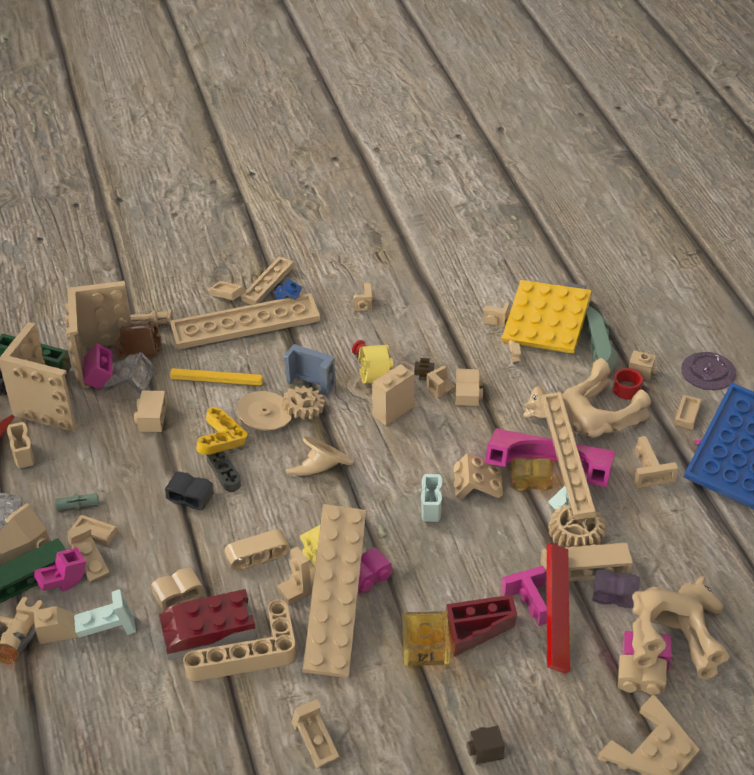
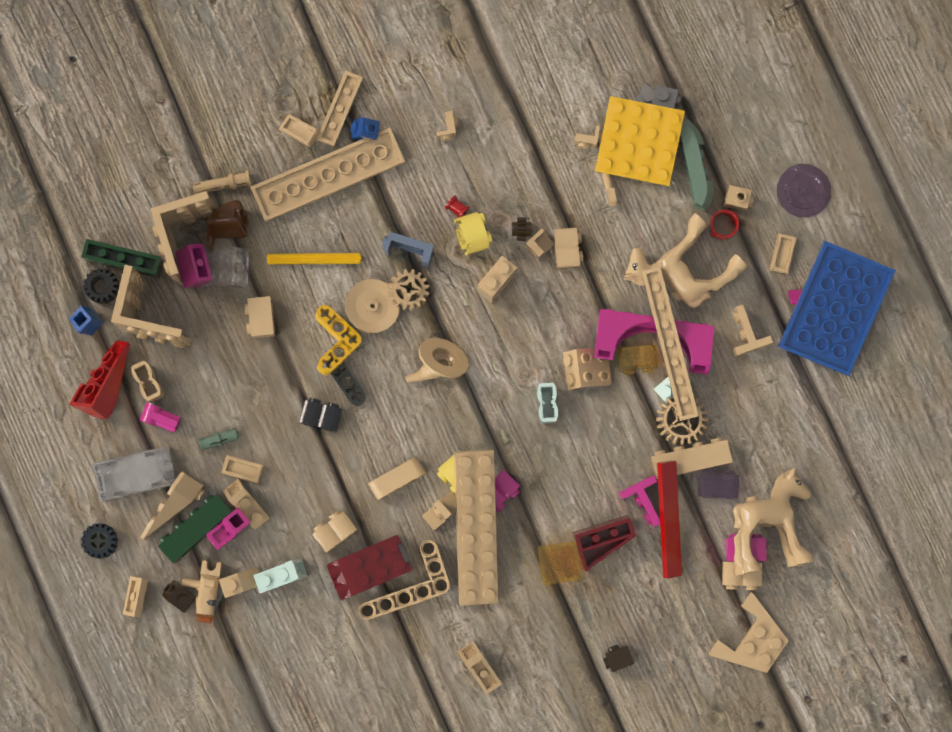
camera: 10 degrees left, 40 degrees up
(20, 476) = (156, 416): none -> dark pink piece

